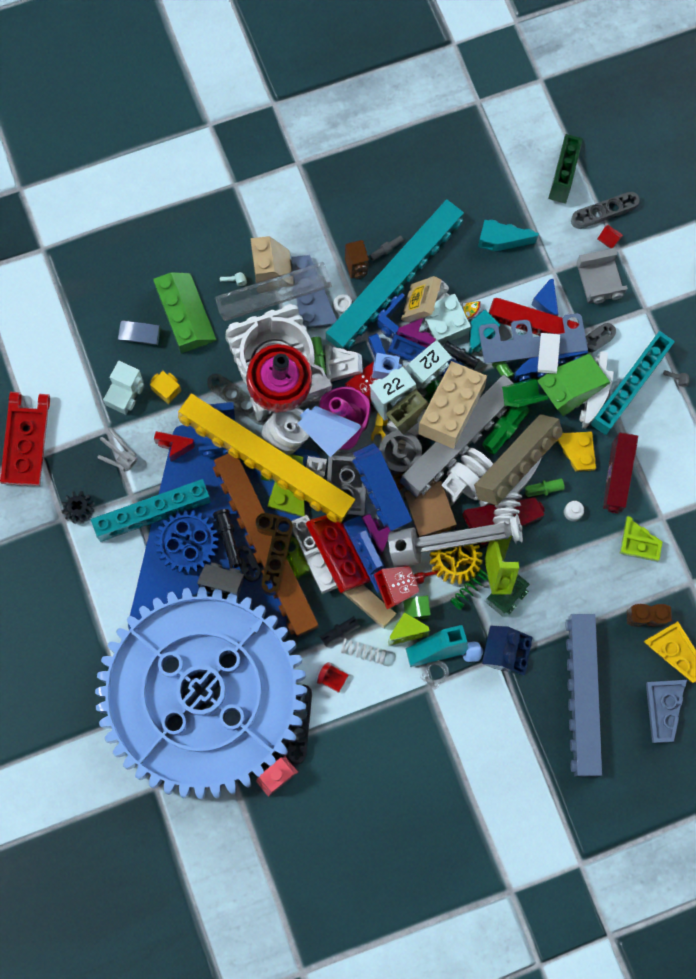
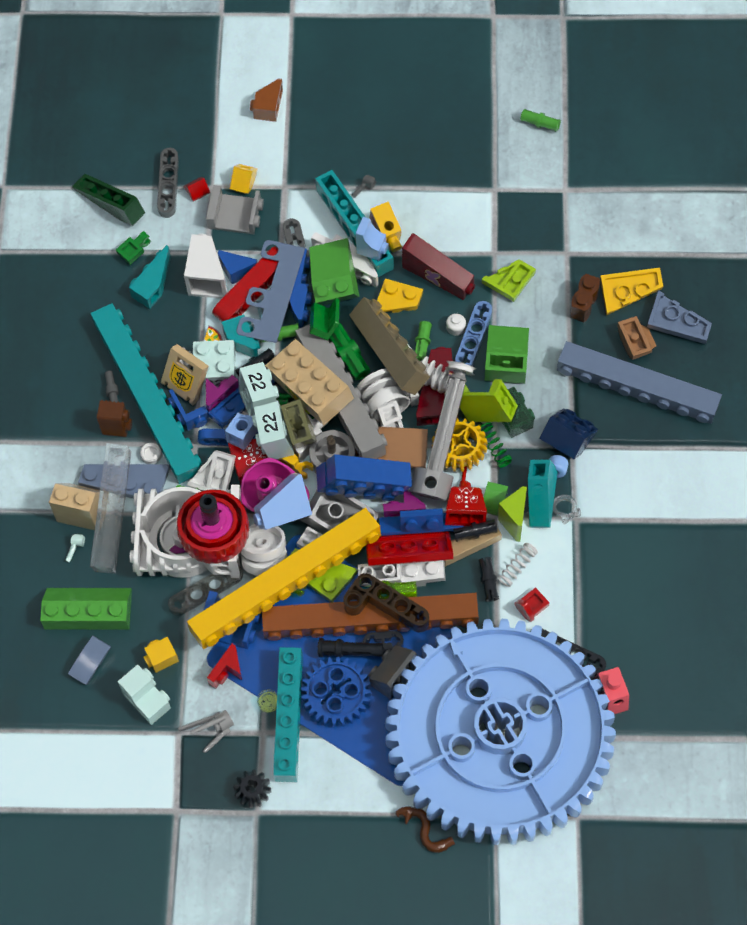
camera: 60 degrees left, 10 degrees down
(24, 450) = (163, 823): red hinge -> none
(86, 680) = (436, 847): none -> reddish brown animal
(159, 487) = (267, 701): none -> clear light blue tile
(378, 602) = (475, 530): none -> black pin
(525, 207) = (132, 249): none -> green plate
(530, 273) = (203, 269): none -> white slope
(548, 353) = (294, 279): white slope -> none
(563, 565) = (507, 354): none -> bright green slope
(568, 530) = (476, 337): none -> medium blue beam
(612, 401) = (370, 241): none -> light blue arch
(630, 677) = (635, 338): none -> medium nougat slope
(637, 270) = (243, 178): none -> yellow brick
(645, 407) = (385, 221): none -> yellow torso

